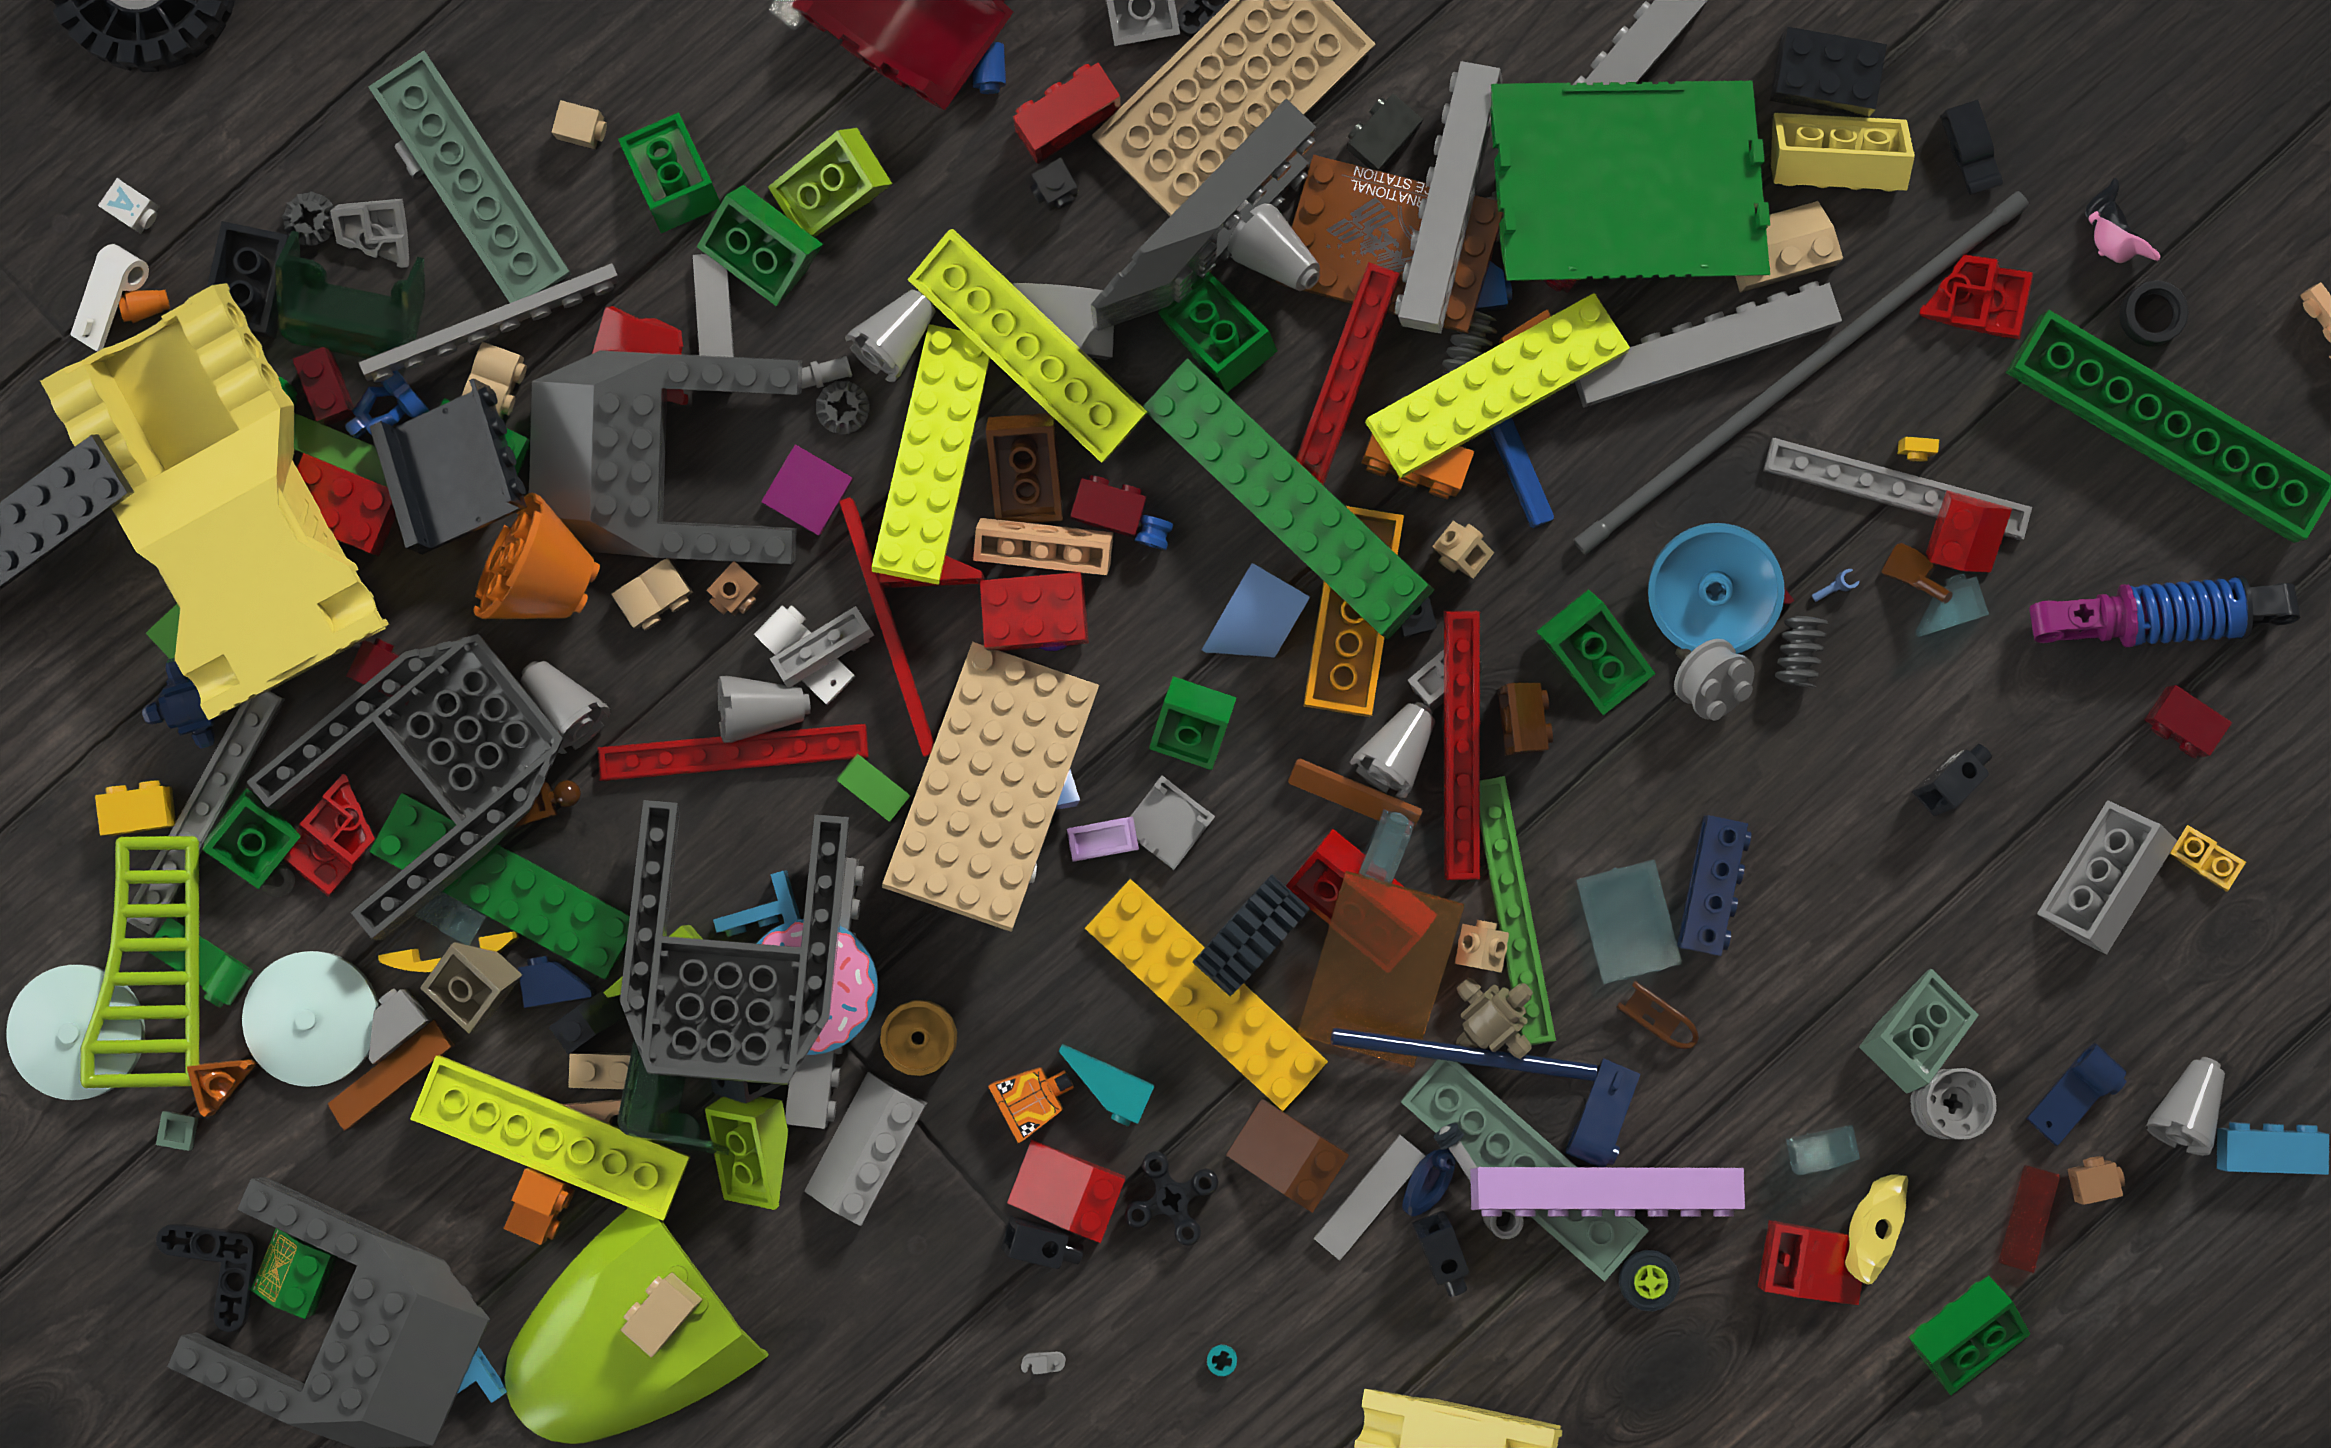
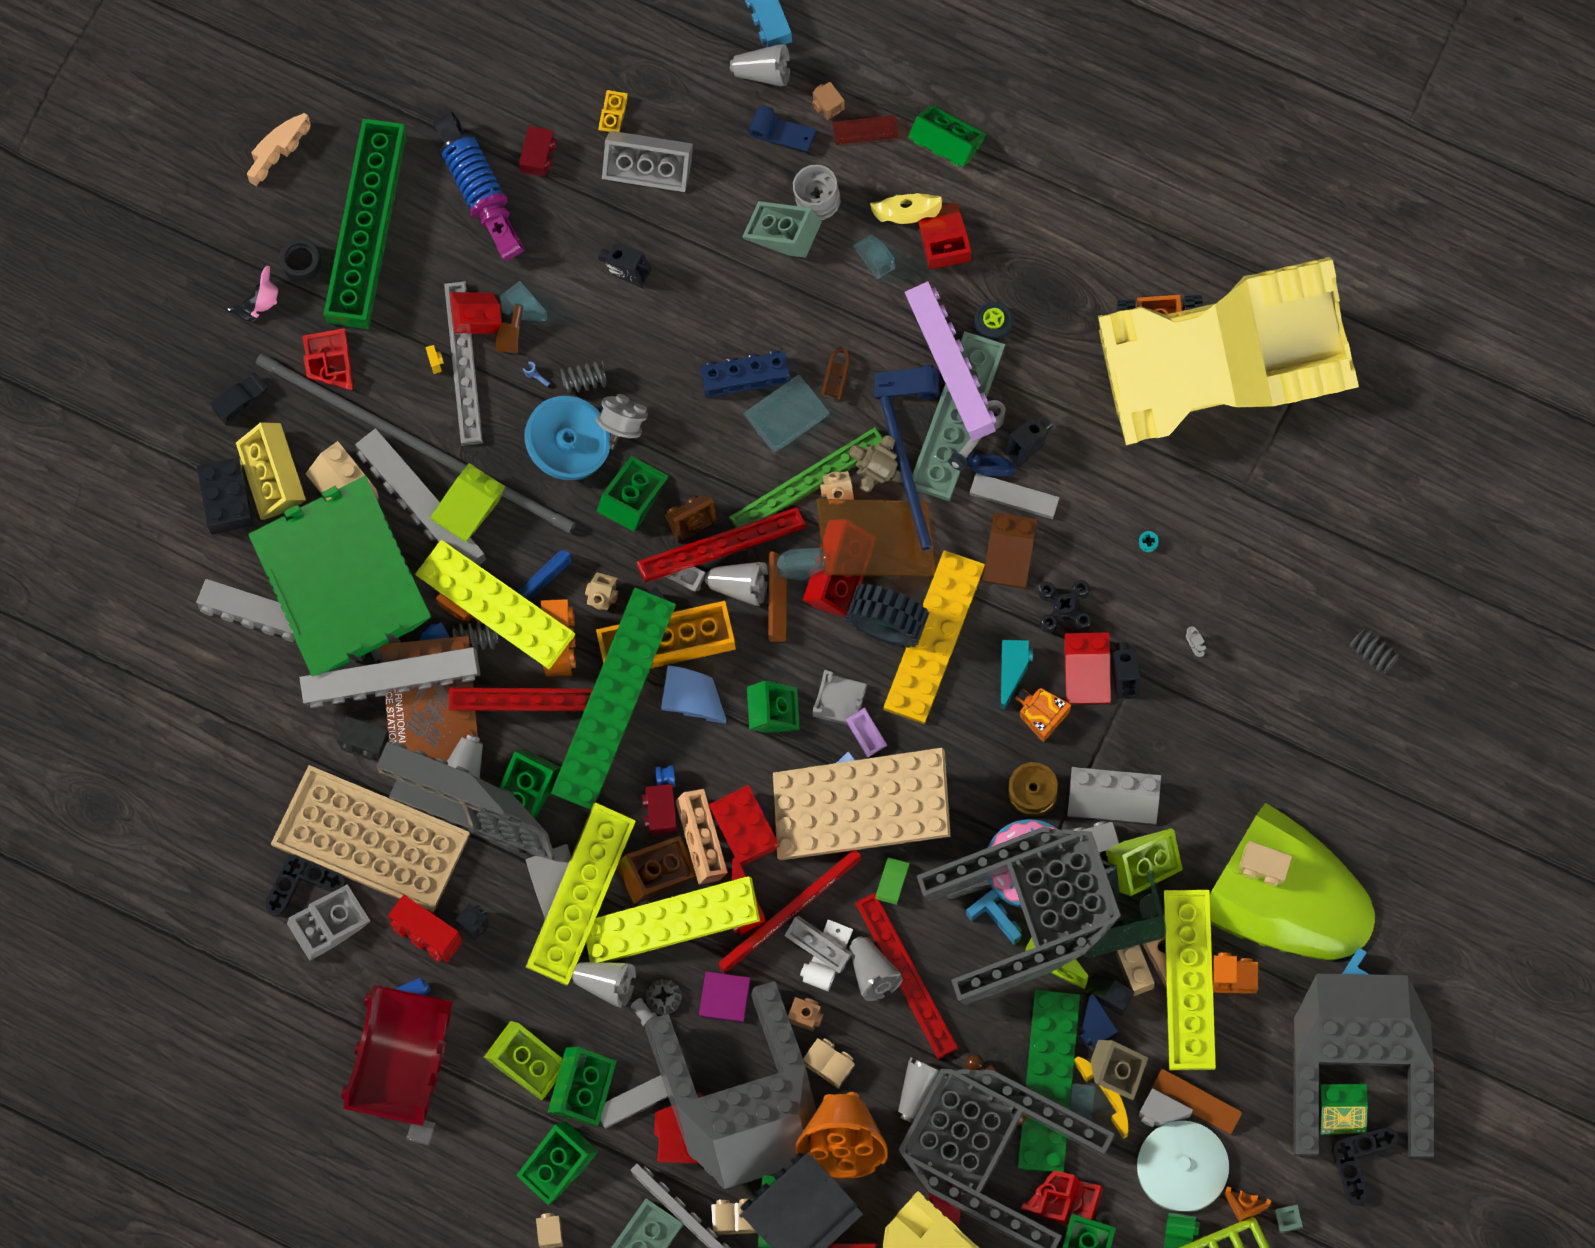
camera: 105 degrees left, 15 degrees down
(1672, 407) = (468, 502): none -> lime slope

